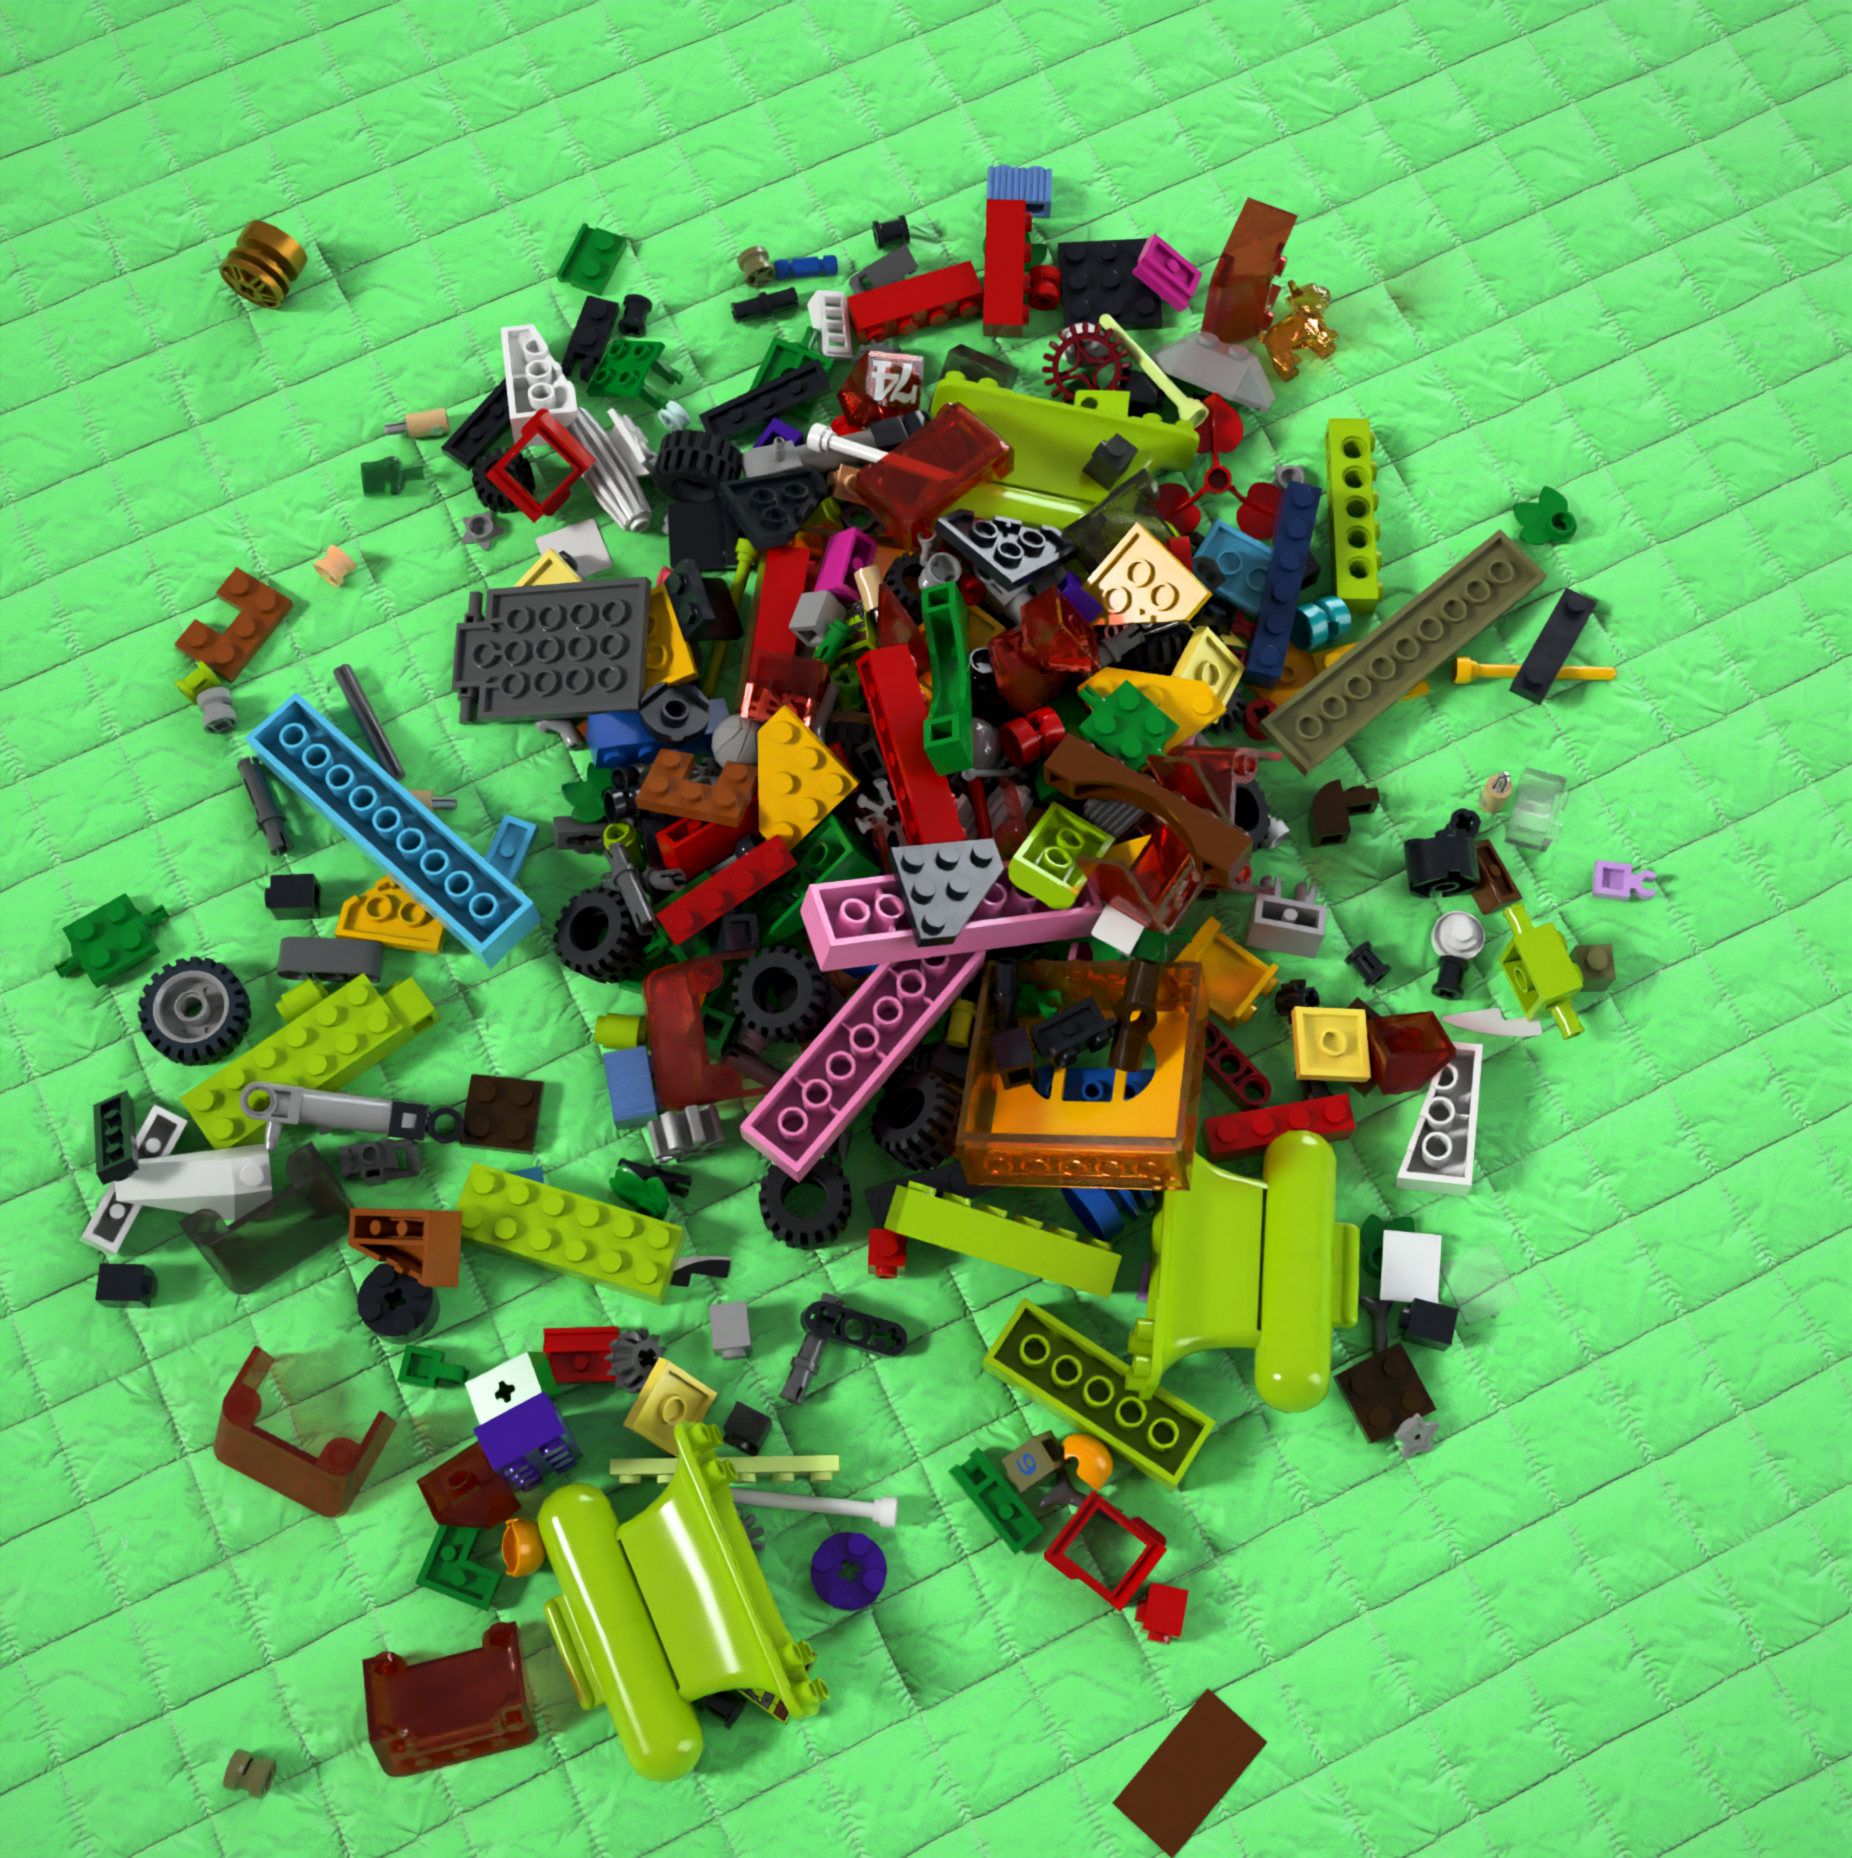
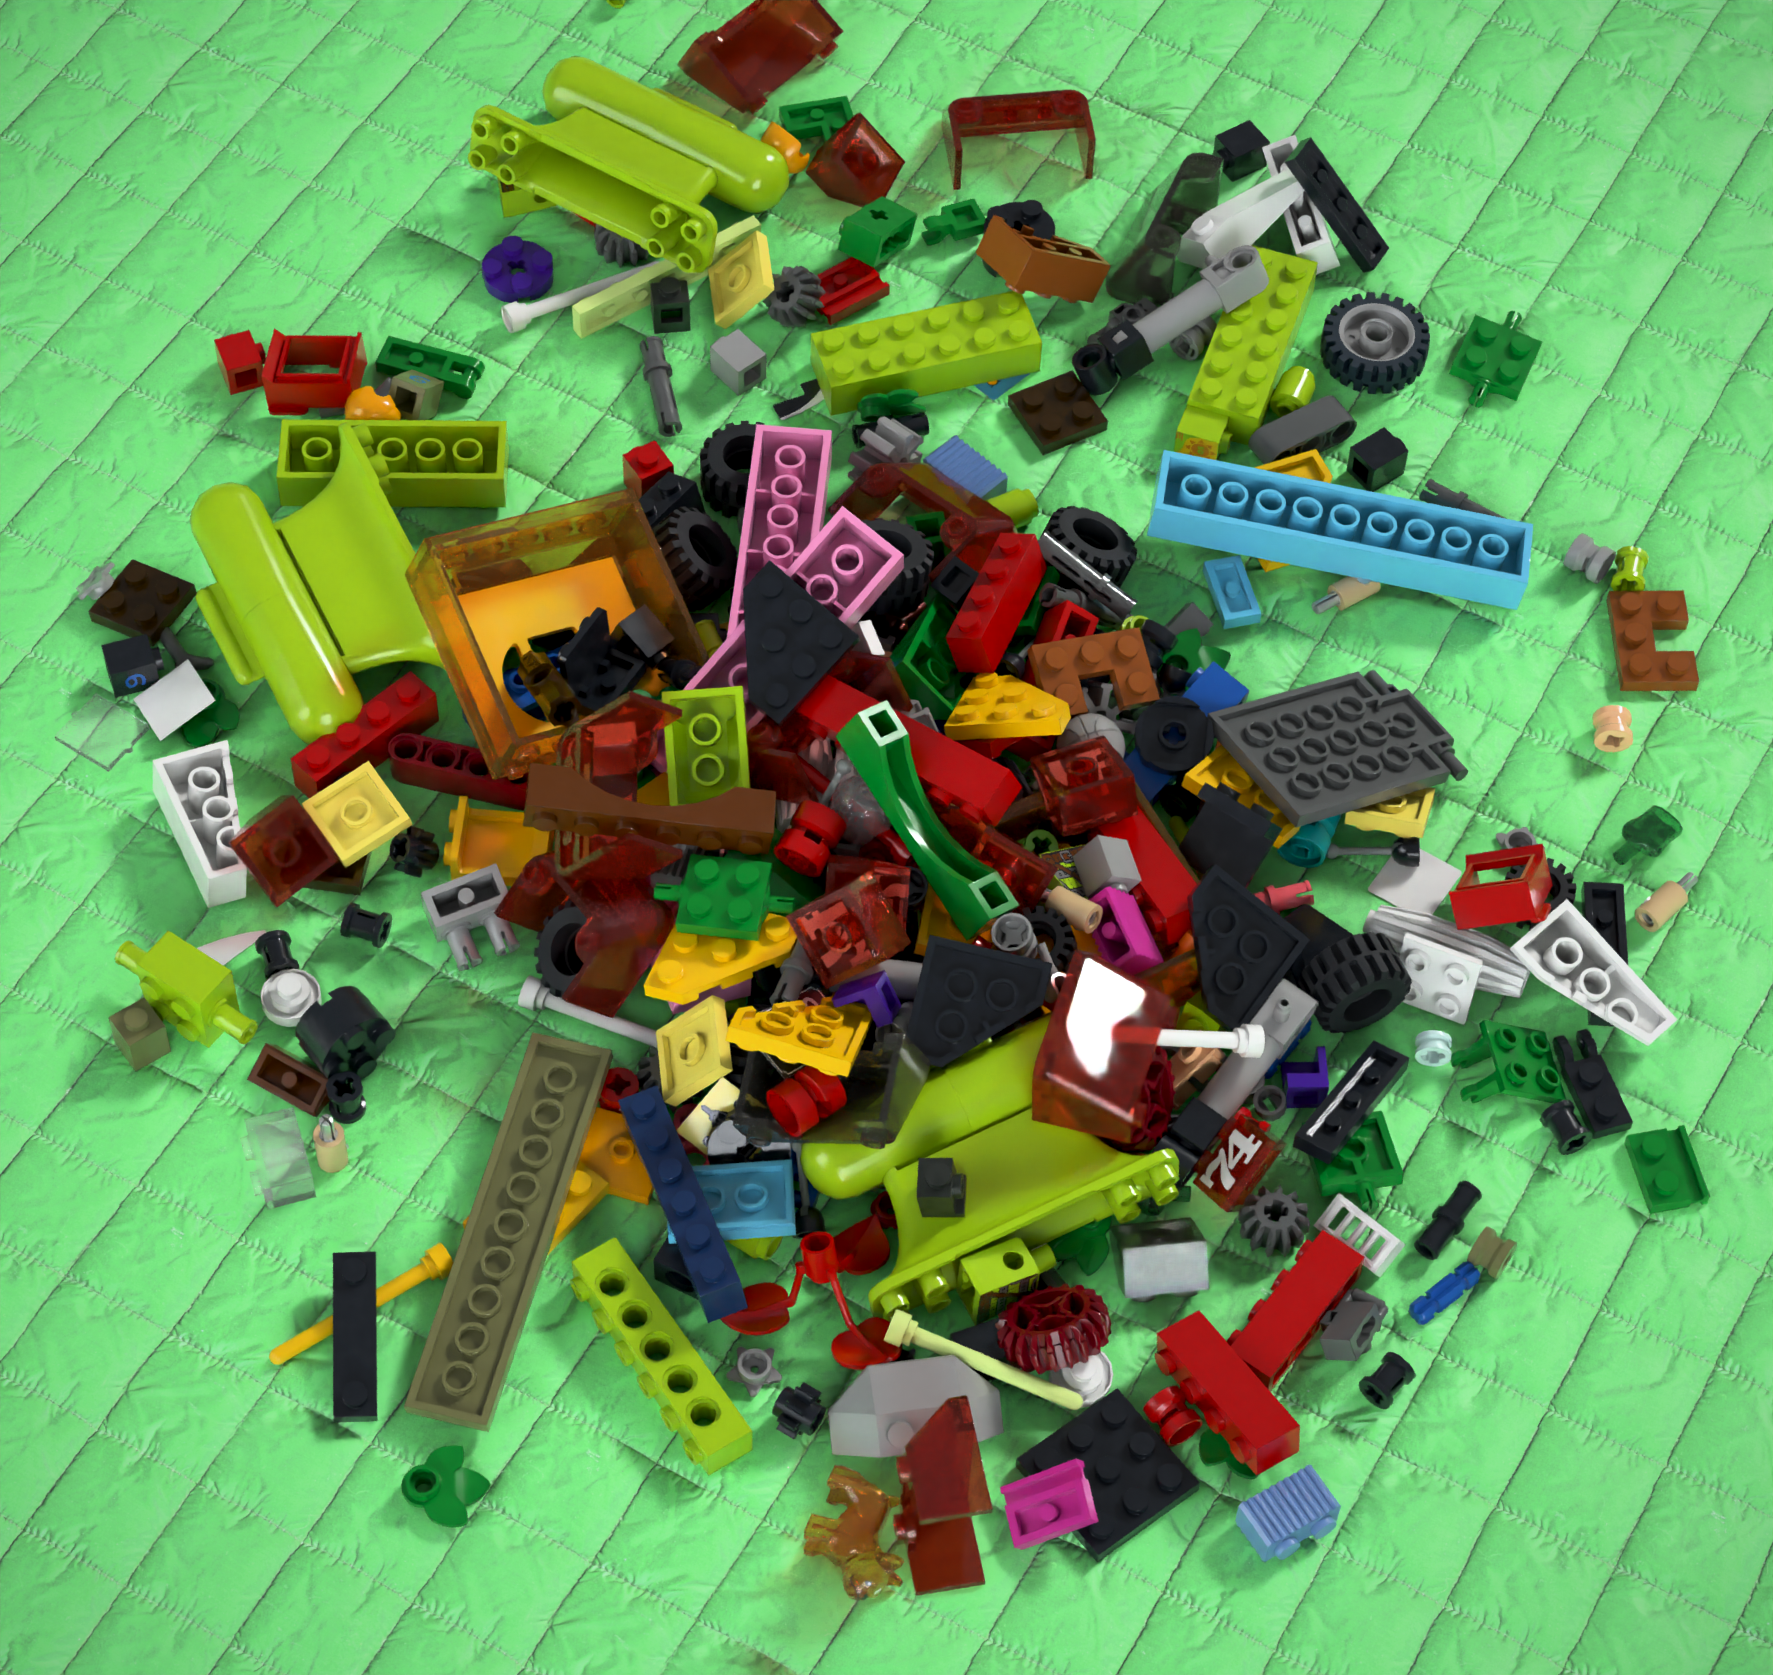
camera: 145 degrees right, 15 degrees down
(368, 721) = (1453, 628): dark grey axle -> none
(529, 1443) = (825, 174): dark purple brick -> none
(825, 710) = (1026, 777): dark grey piece -> none
(834, 642) = (1071, 848): green pin -> none
(877, 1347) = (649, 412): black beam -> none
(1008, 1243) = (578, 469): lime brick -> none
(1189, 1773) = (152, 291): reddish brown sticker -> none
(1284, 425) = (798, 1410): none -> black gear
(1320, 623) = (621, 1205): teal wheel -> none
(1330, 811) = (488, 1042): dark brown brick -> none
(1616, 882) = (155, 1137): lavender plate -> none

